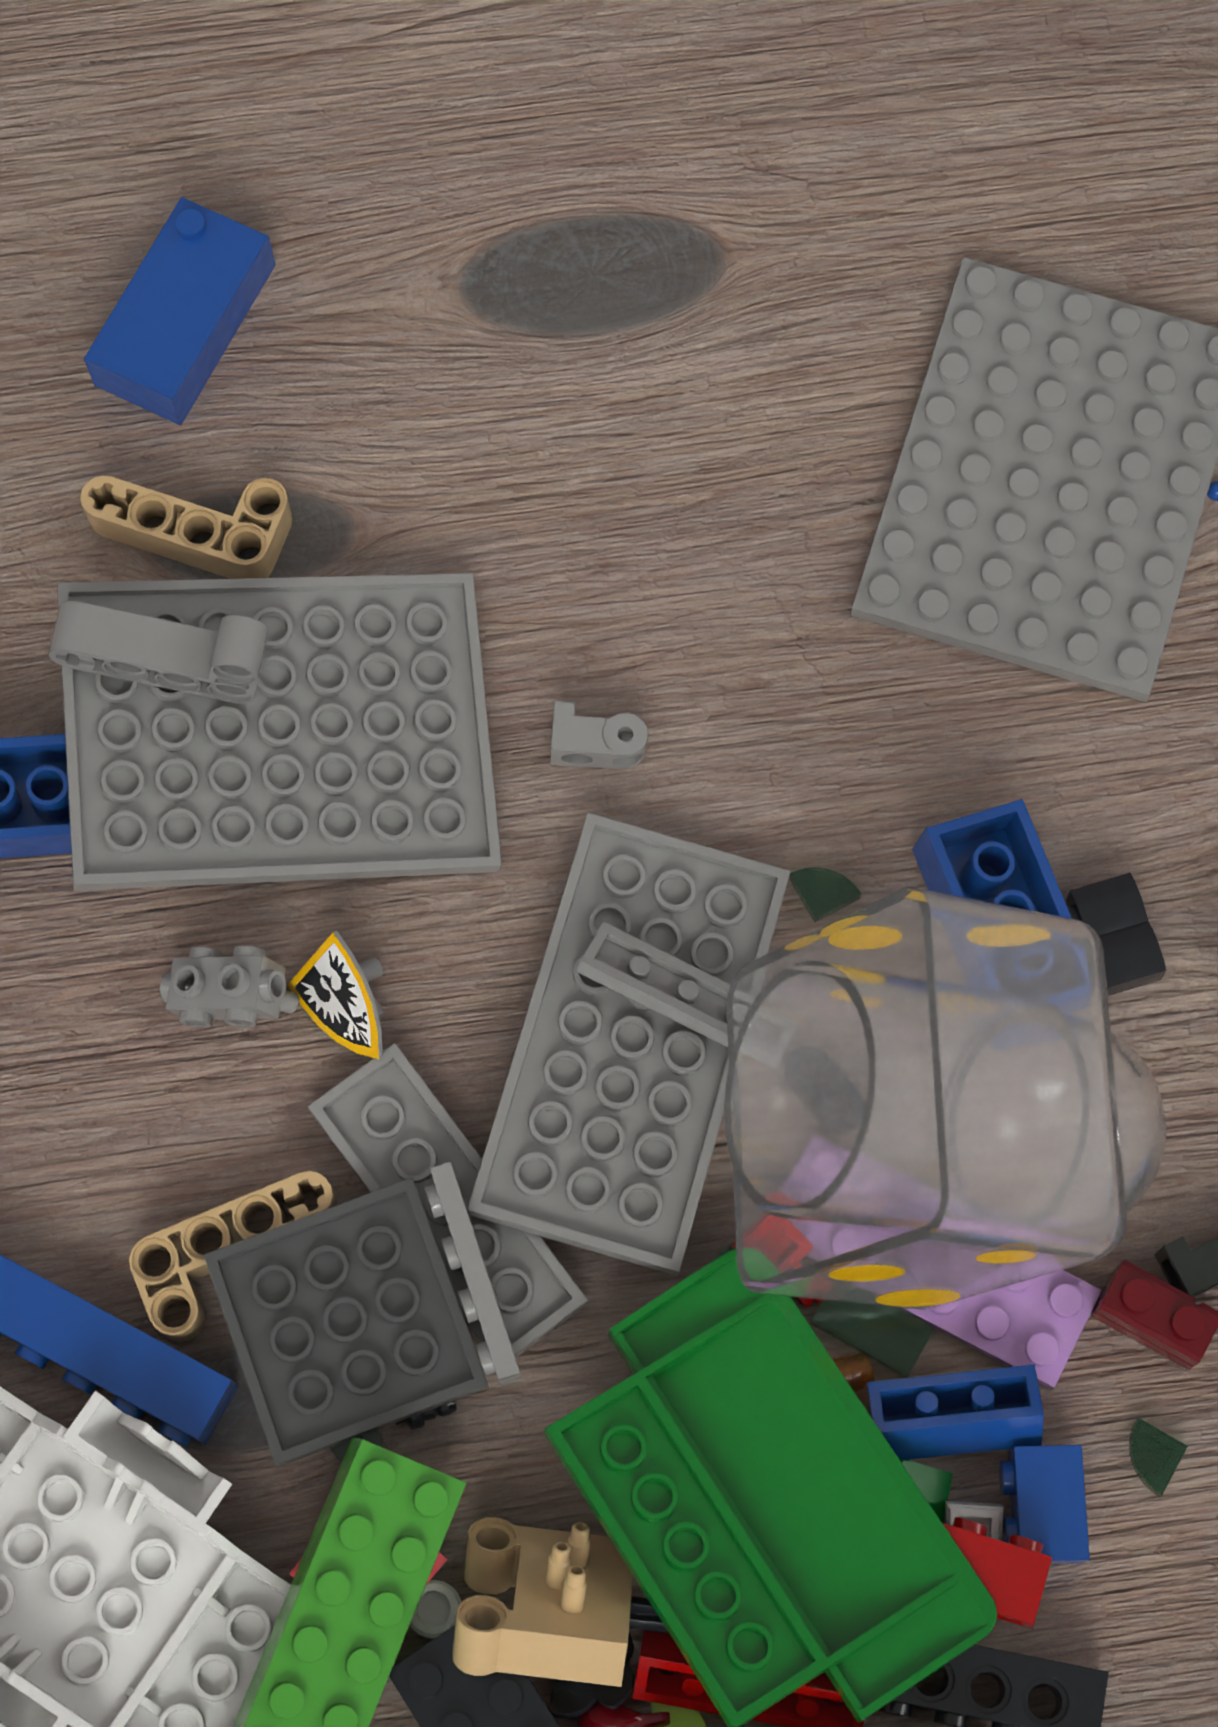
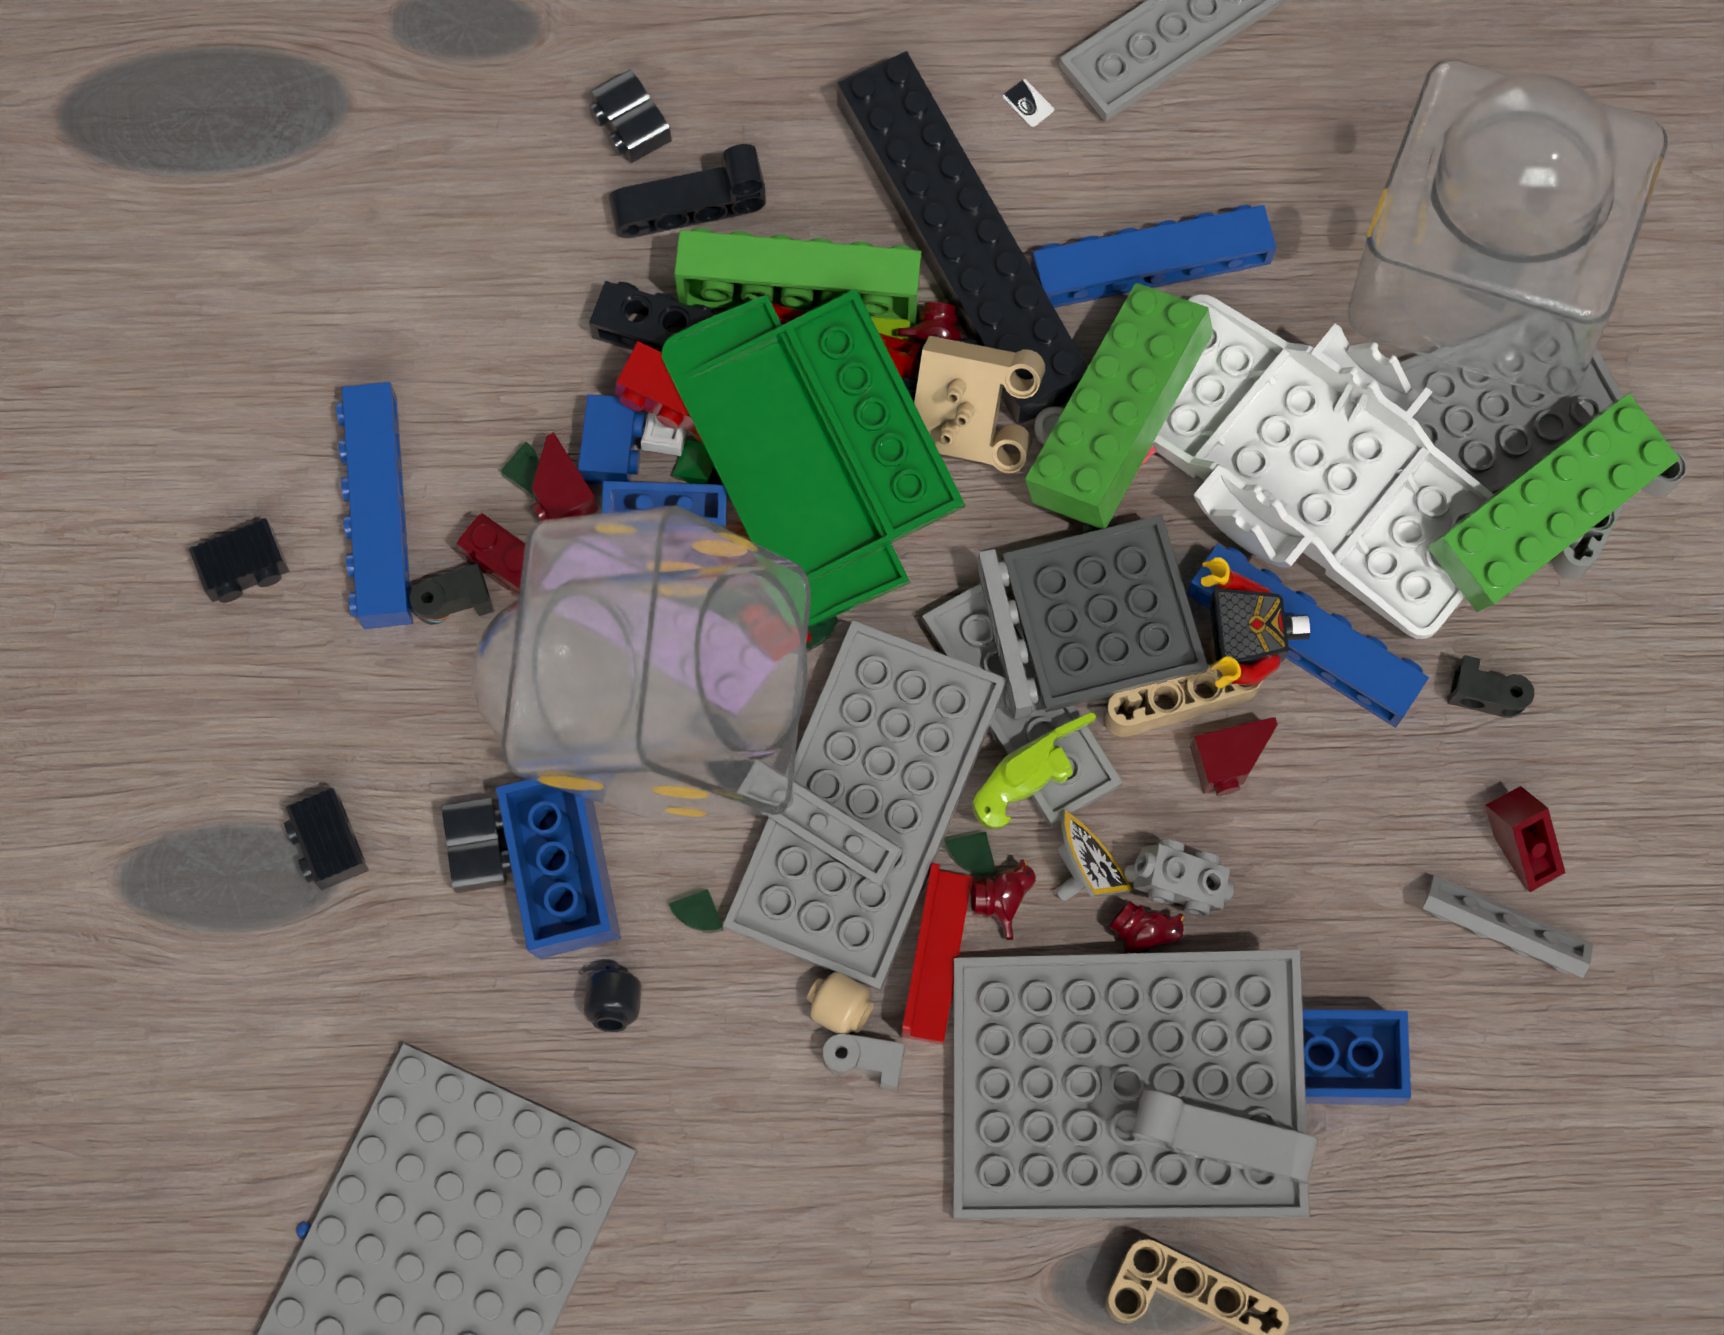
camera: 175 degrees left, 0 degrees up
(150, 1303) = (1248, 626): none -> torso
(167, 1161) = (1229, 755): none -> dark red slope
(270, 926) = (1145, 929): none -> dark red animal
(432, 1091) = (1025, 774): none -> lime animal
(448, 950) = (1002, 895): none -> dark red animal
(491, 1004) = (972, 854): none -> clear green tile
(524, 873) = (934, 958): none -> red panel
(634, 793) = (840, 1003): none -> tan head
(909, 771) = (612, 998): none -> black head
(1105, 1423) = (559, 485): none -> dark red slope

